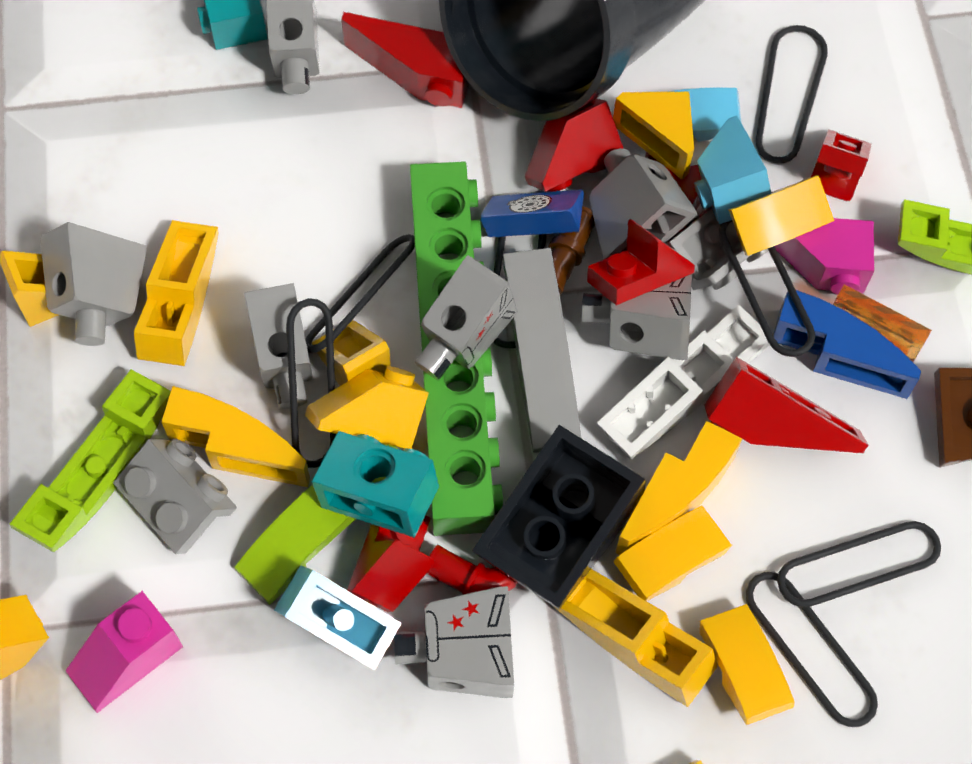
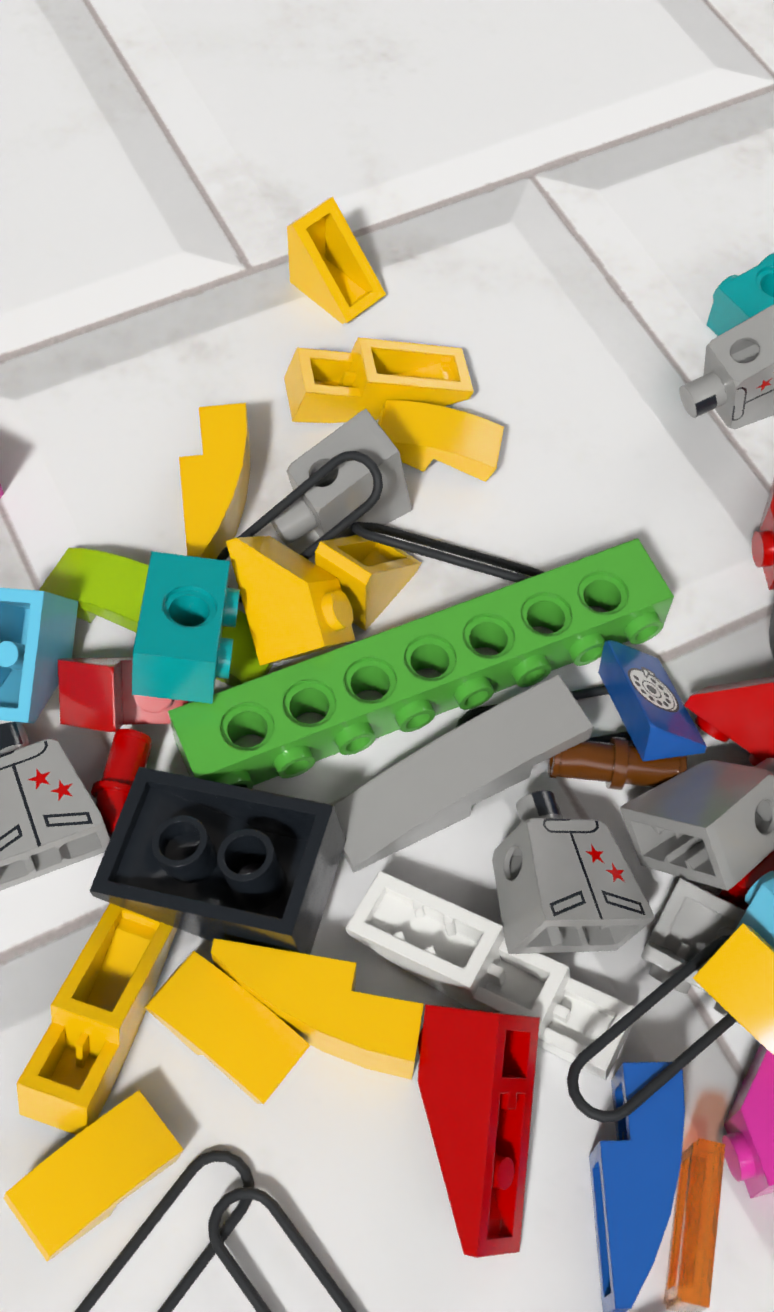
camera: 70 degrees right, 5 degrees down
(87, 480) = (133, 384): lime slope -> none
(91, 278) = (346, 293): light grey torso -> none
(173, 492) = (136, 461): light grey bracket -> none
(251, 264) = (443, 434): none -> yellow slope
(465, 318) = (431, 644): light grey torso -> none
(639, 269) = (623, 854): red slope -> none

